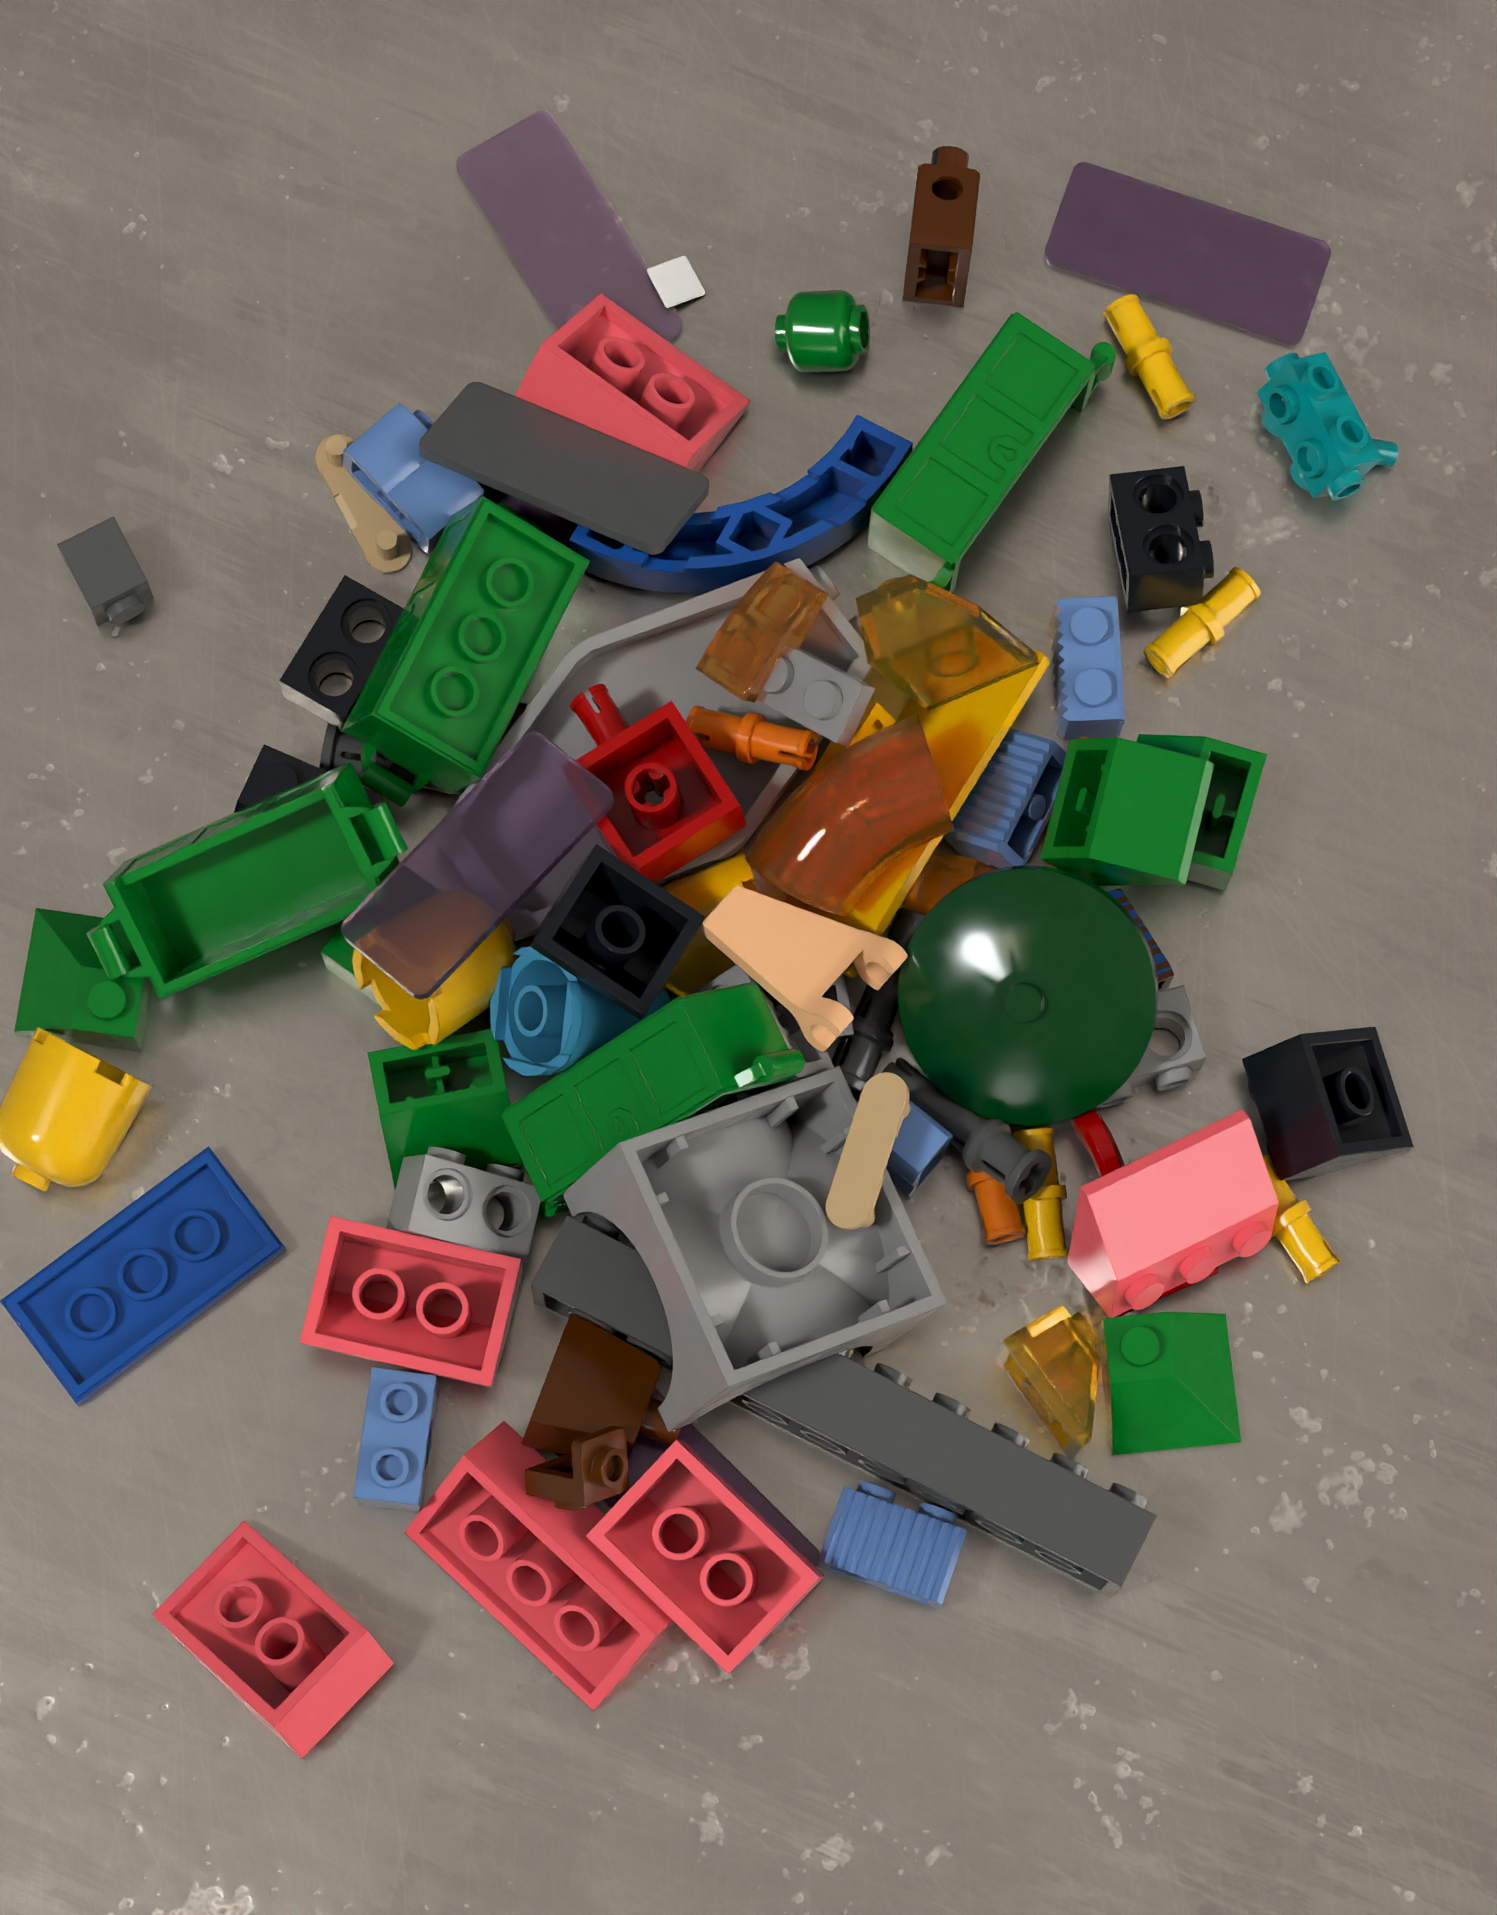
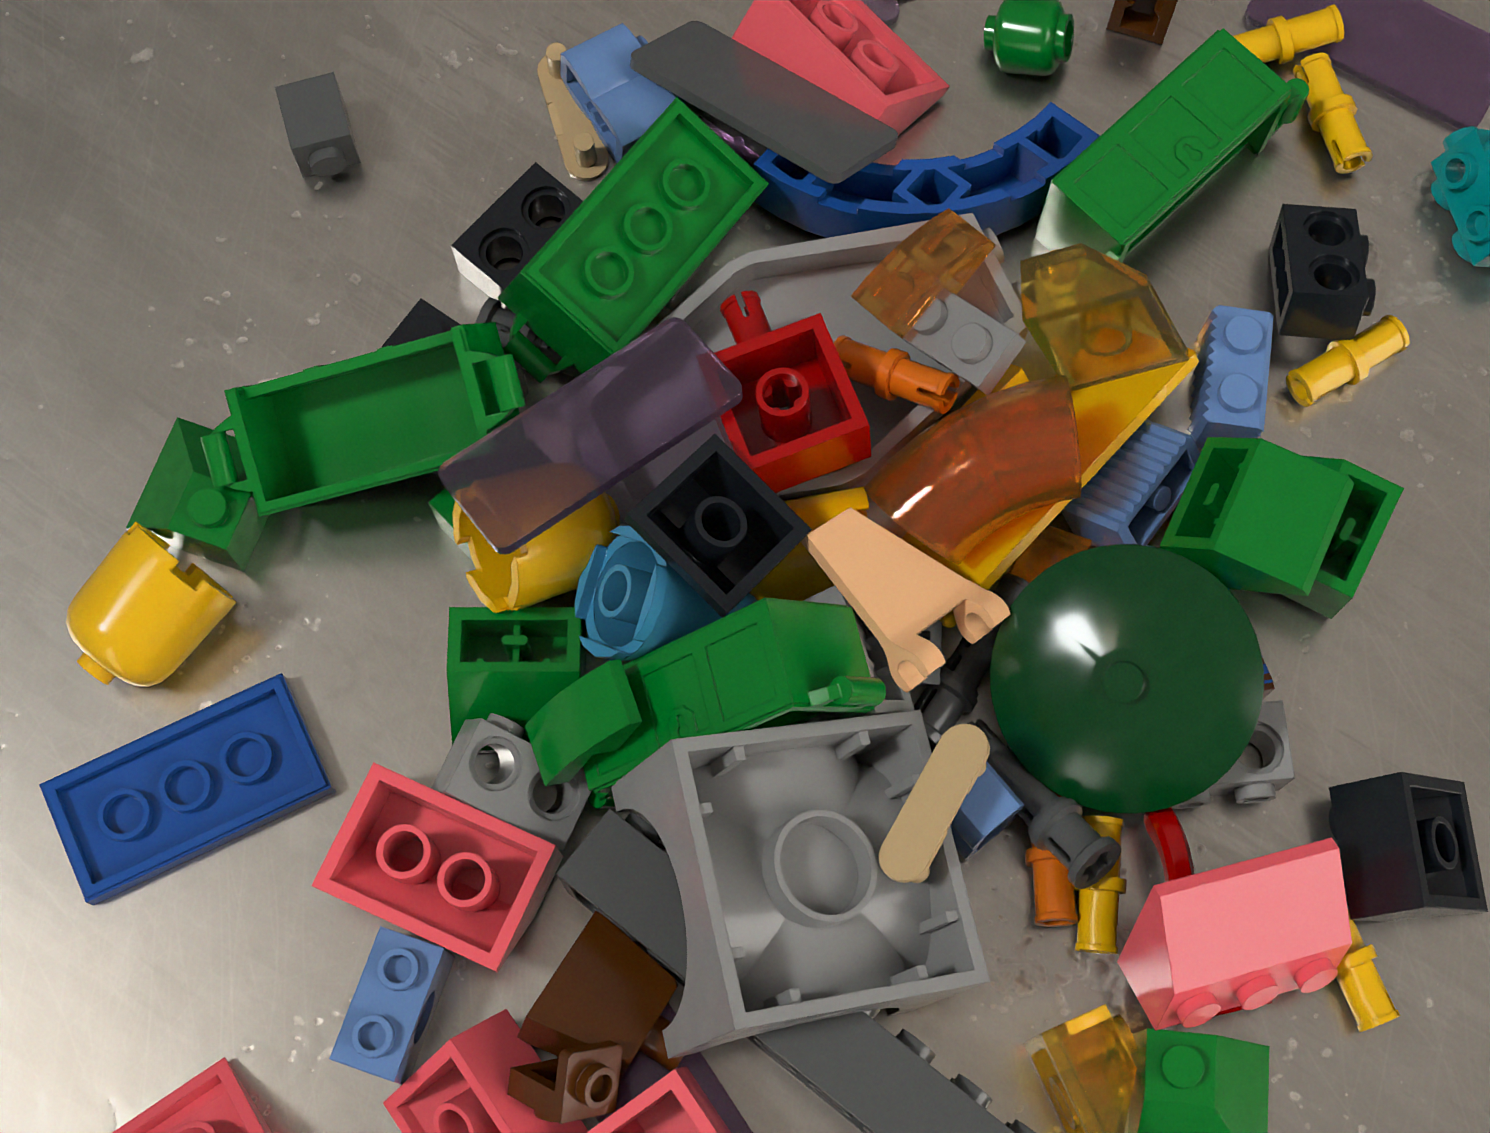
camera: 15 degrees right, 5 degrees down
(525, 1139) = (582, 721): none -> green slope
(1084, 285) = (1284, 37): none -> yellow pin

